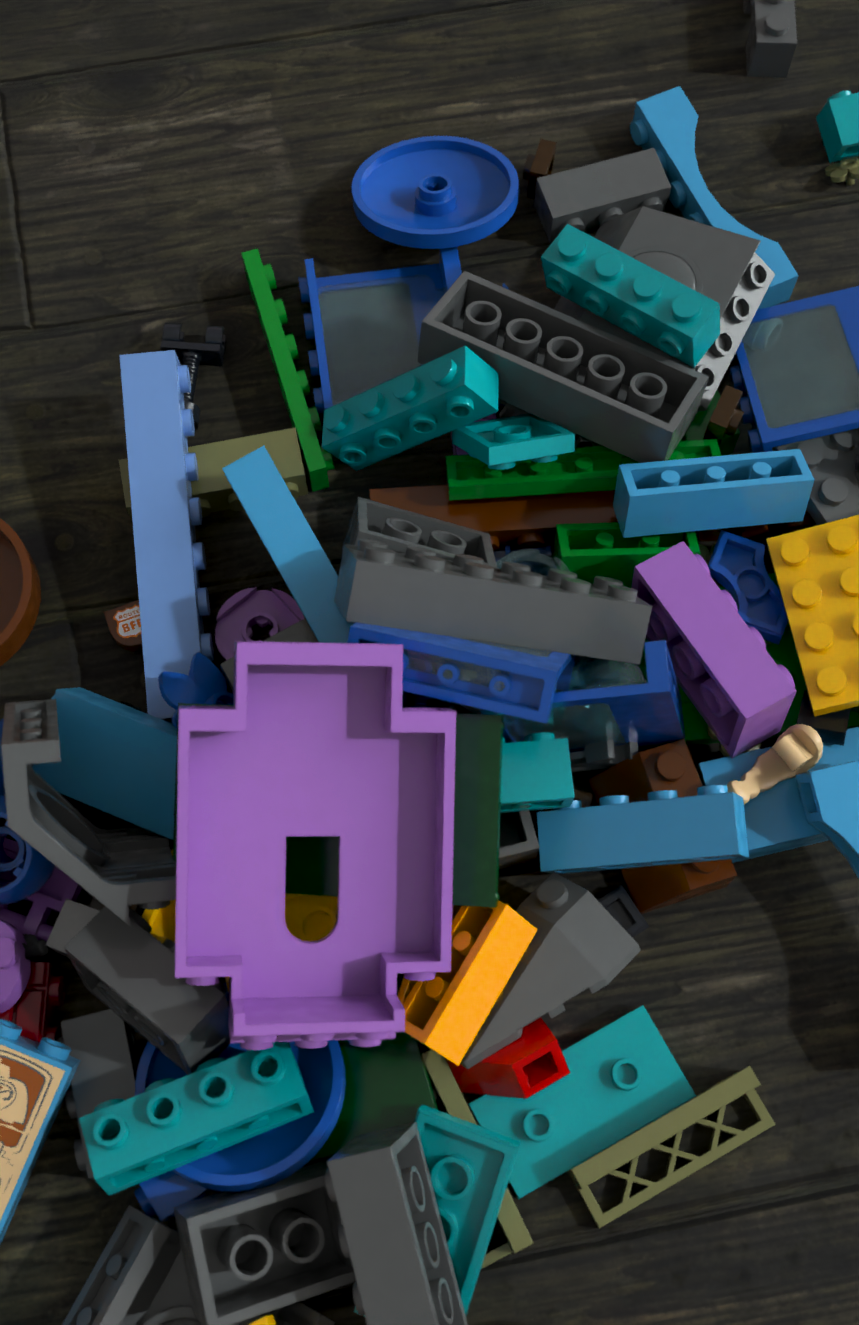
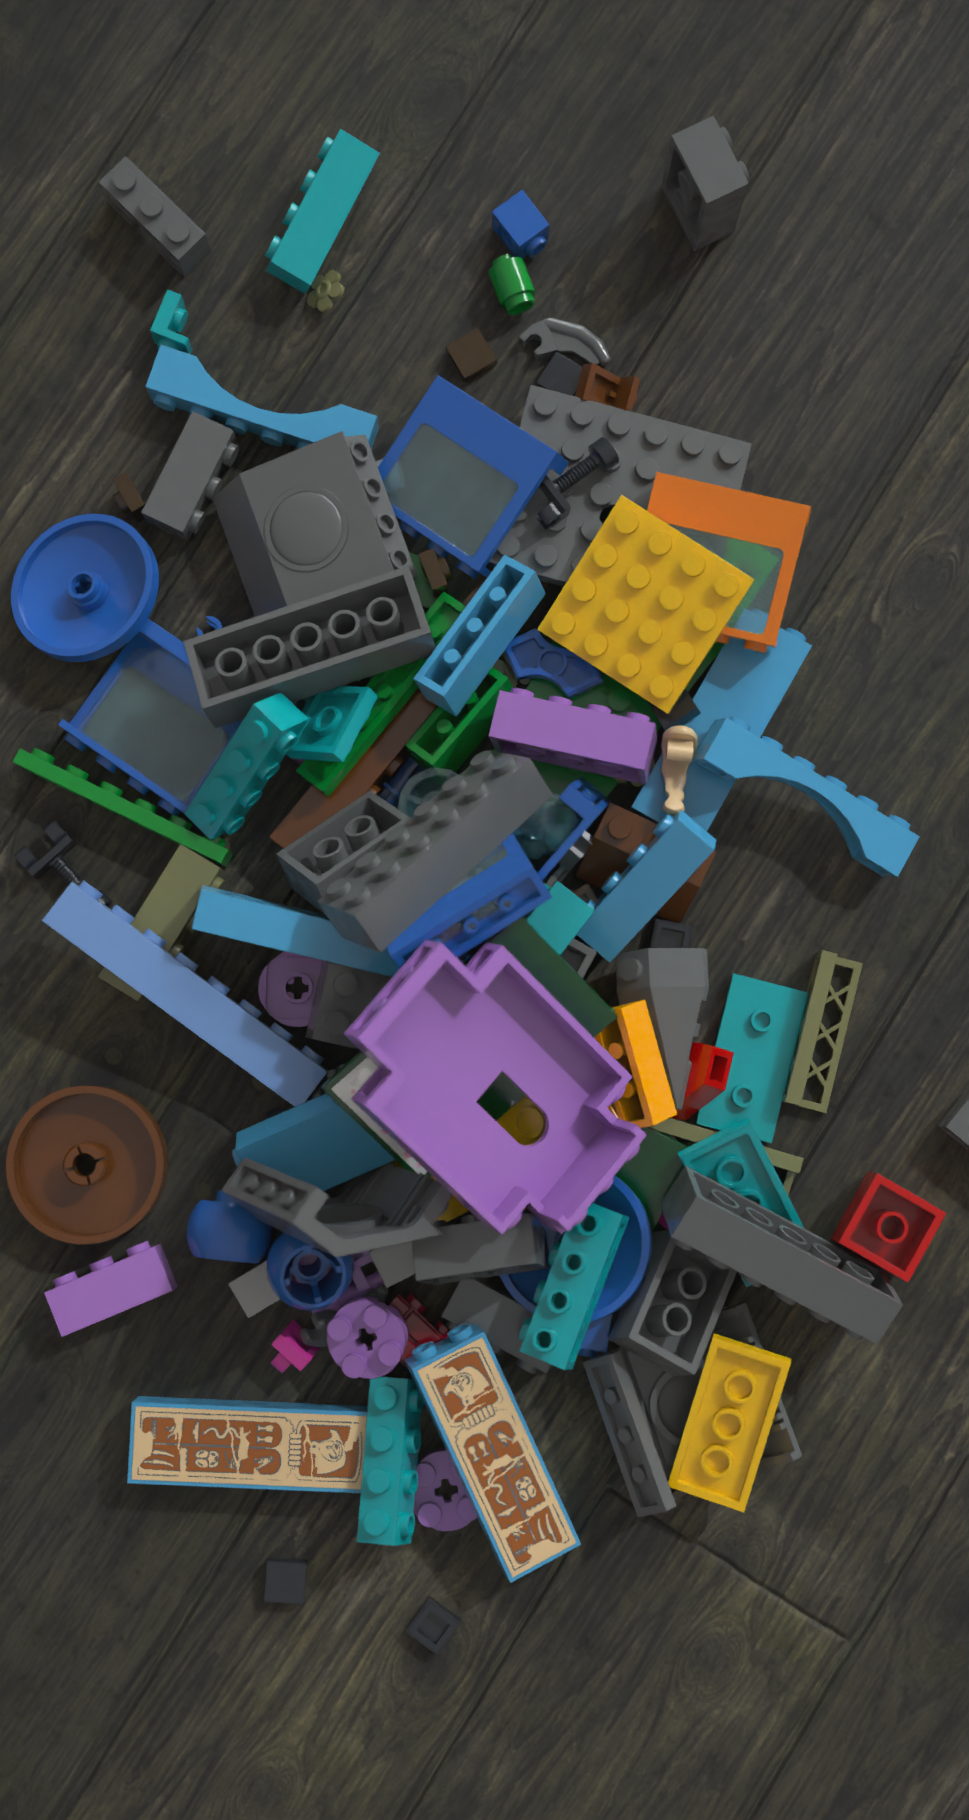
camera: 50 degrees left, 15 degrees up
(126, 626) = (214, 1065): tile -> none
(202, 686) = (315, 1064): blue plate -> none
(631, 295) = (306, 558): teal brick -> none
(706, 83) = (169, 319): none -> teal bracket

